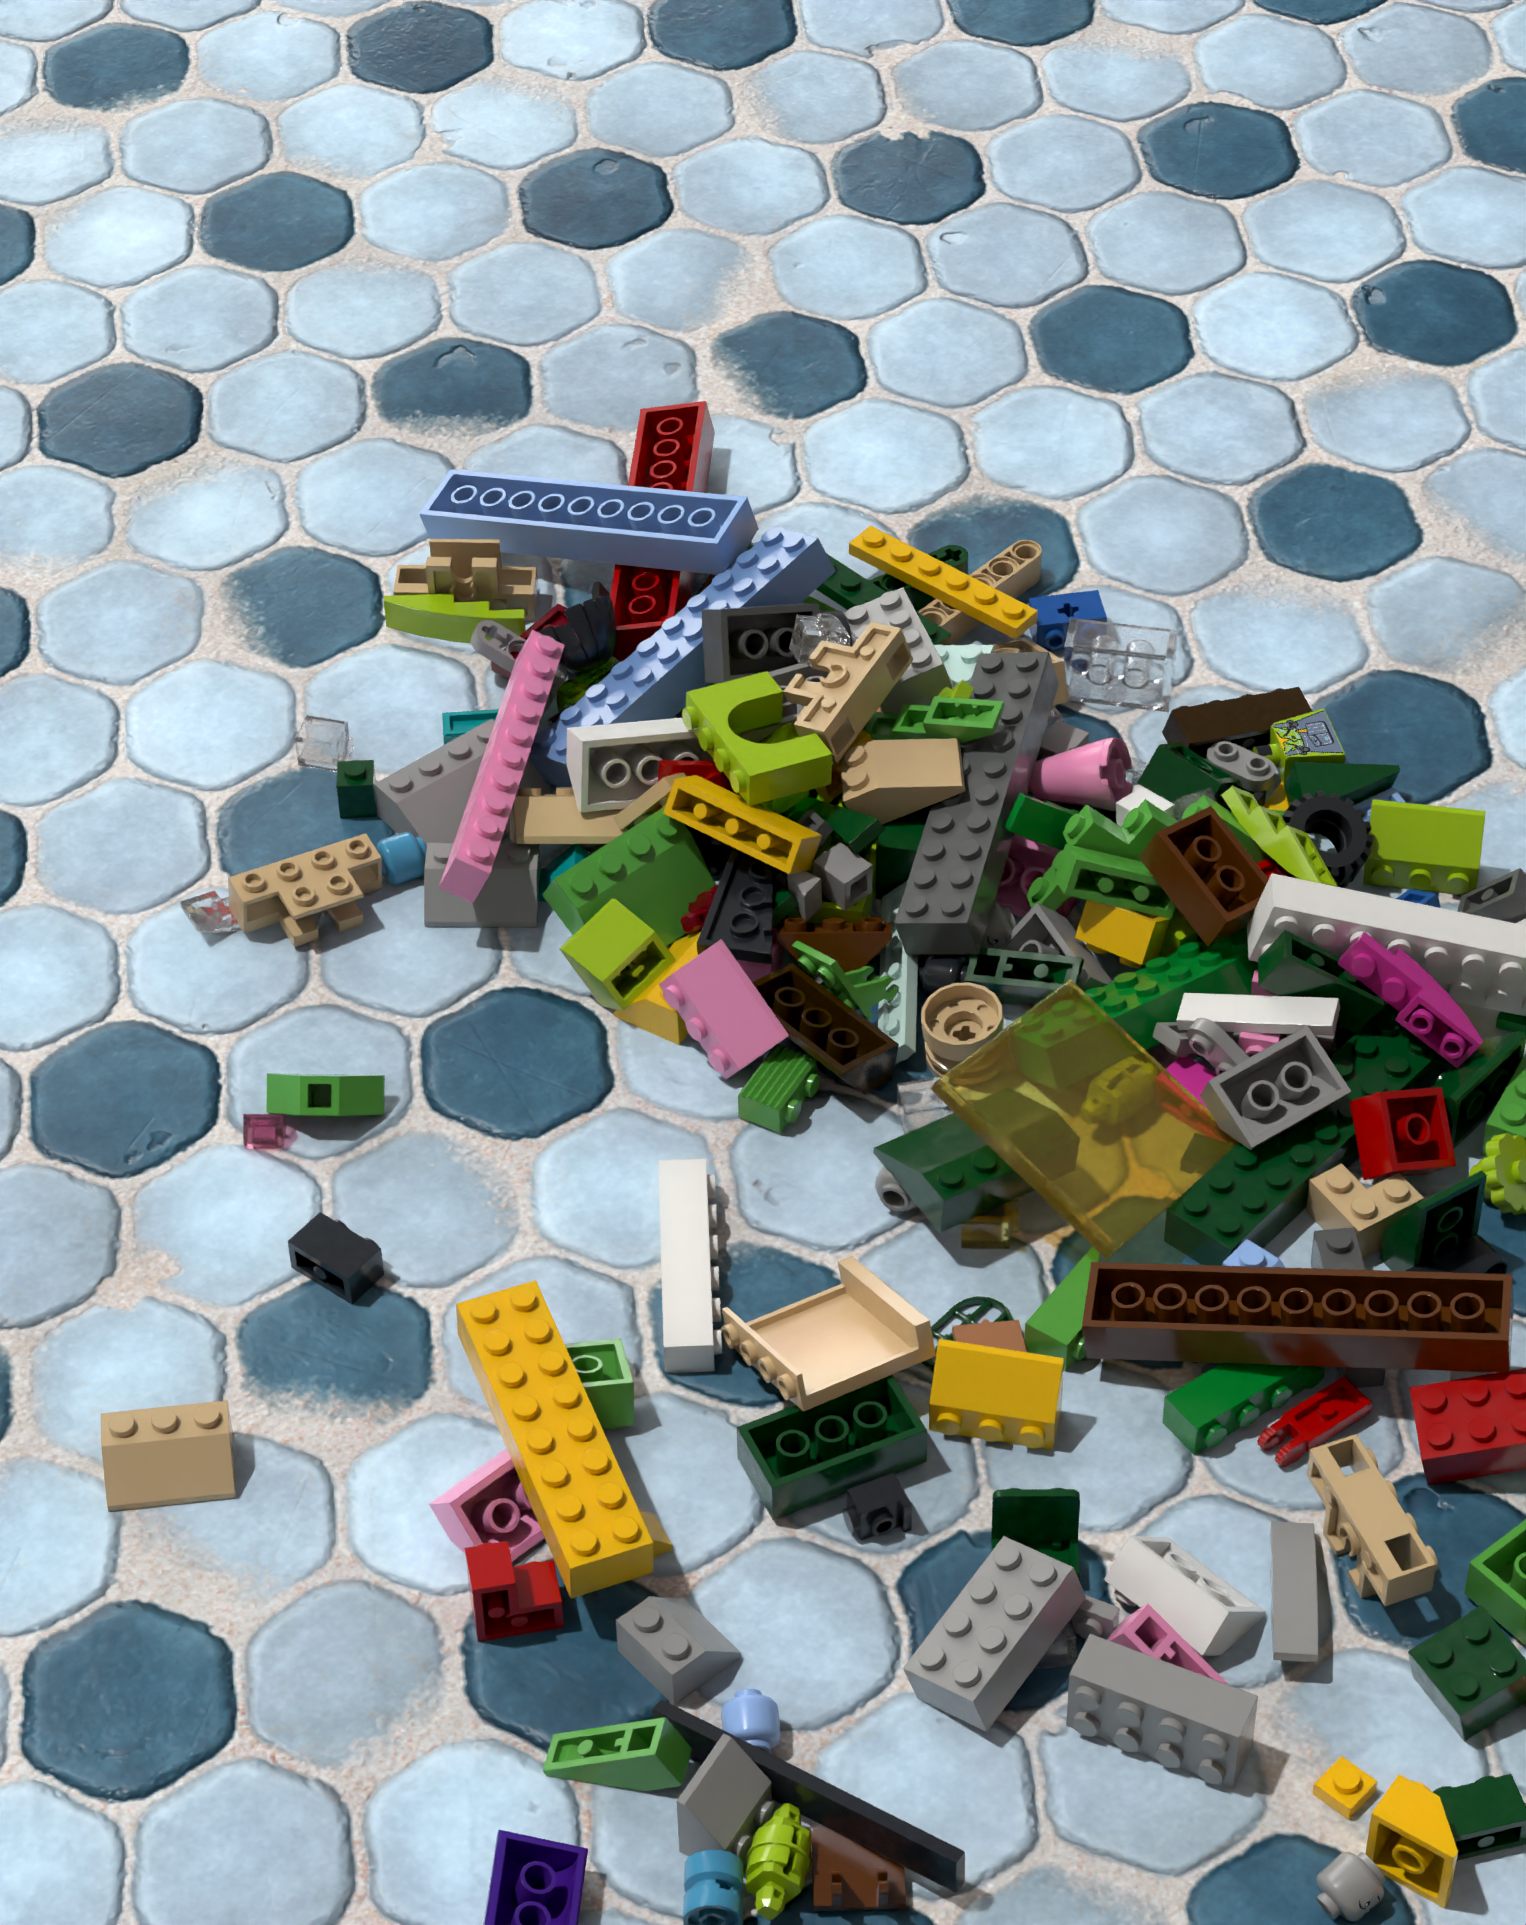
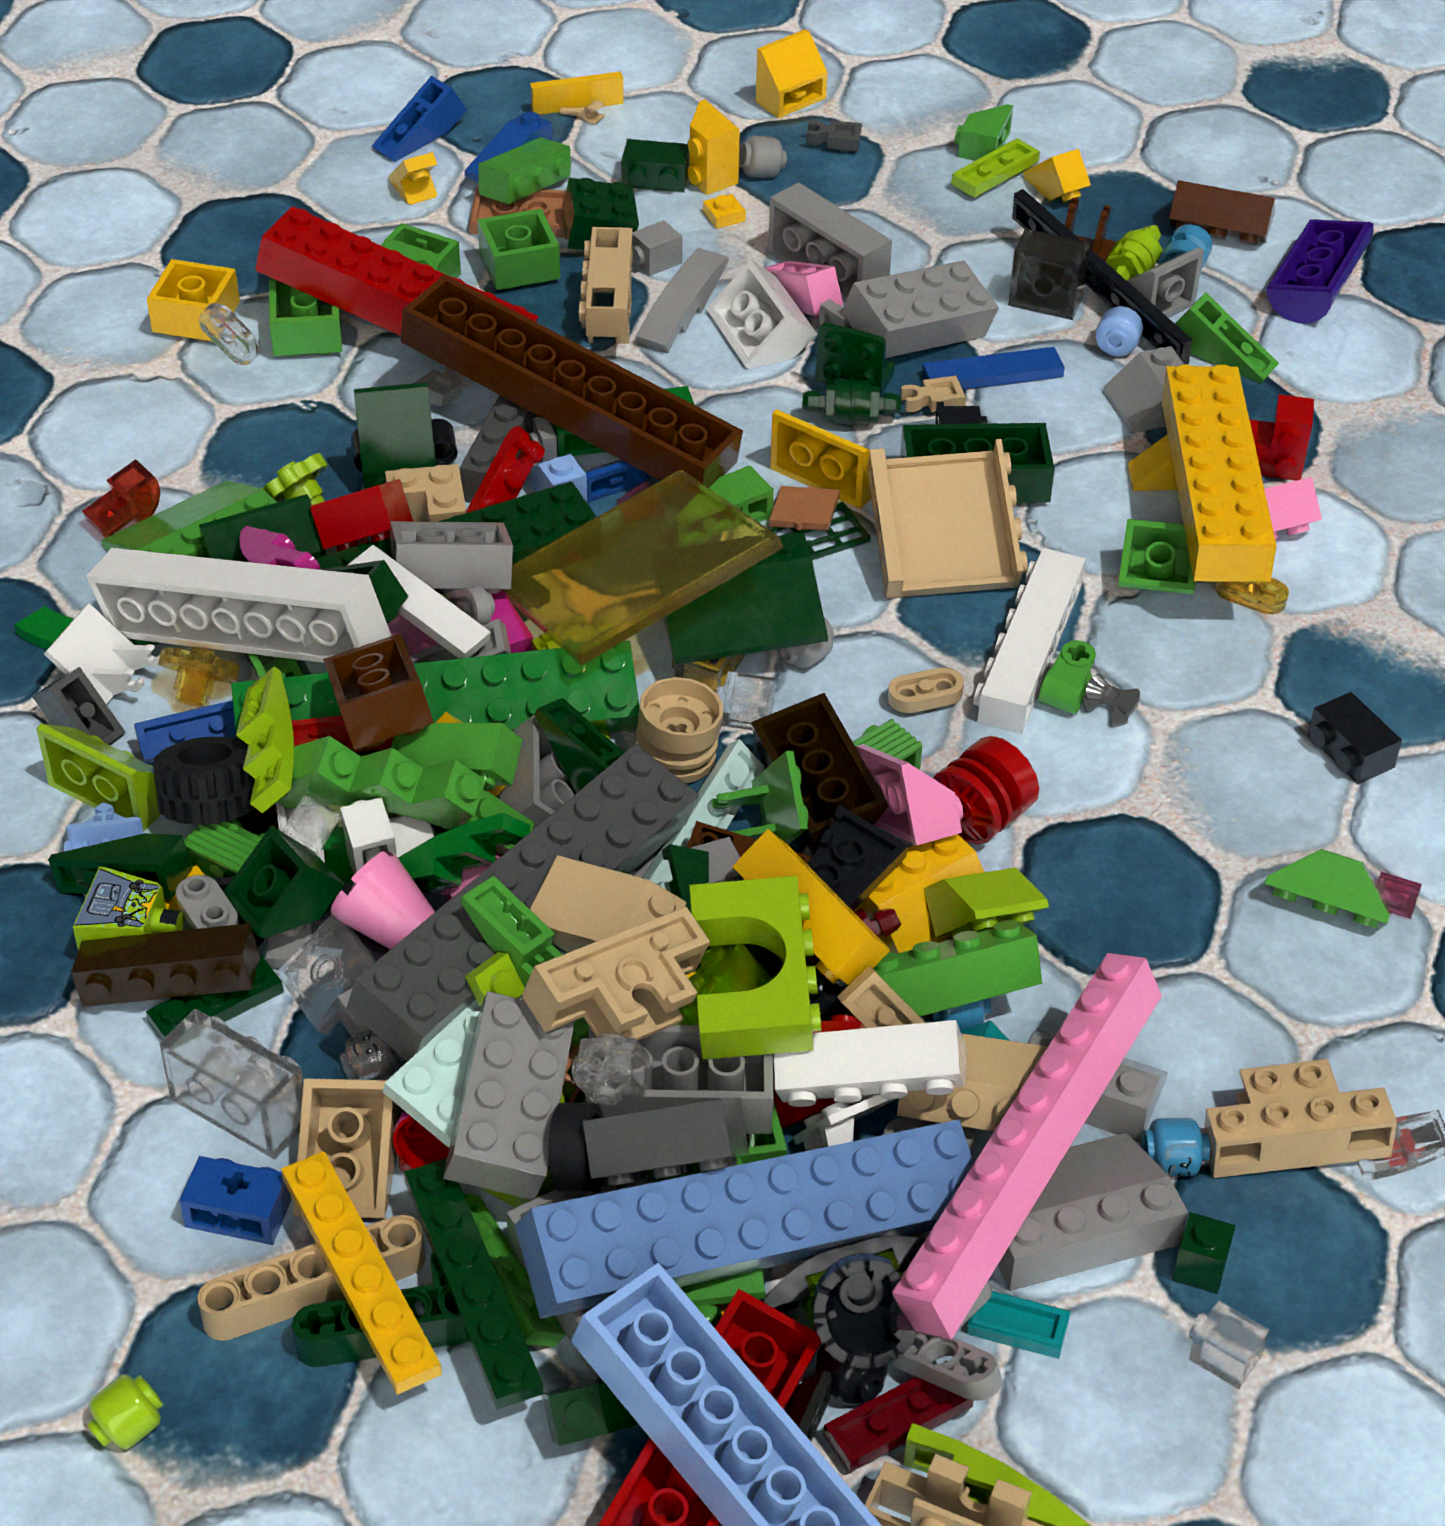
camera: 160 degrees left, 0 degrees up
(472, 1423) = (1258, 596): none -> clear yellow plate
(571, 1232) = (1123, 701): none -> dark grey piece
(632, 1233) = (1067, 680): none -> bright green piece
(662, 1064) = (993, 787): none -> red wheel
(760, 1181) = (925, 690): none -> tan plate
(871, 1757) = (1048, 274): none -> clear smoke brick
(877, 1631) = (998, 368): none -> blue tile
(926, 1557) = (933, 391): none -> tan plate
(1013, 1476) = (851, 402): none -> dark green piece
(1042, 496) = (124, 1411): none -> lime head
(1300, 1232) = (506, 472): none -> red plate
(1377, 1666) = (657, 248): none -> light grey brick

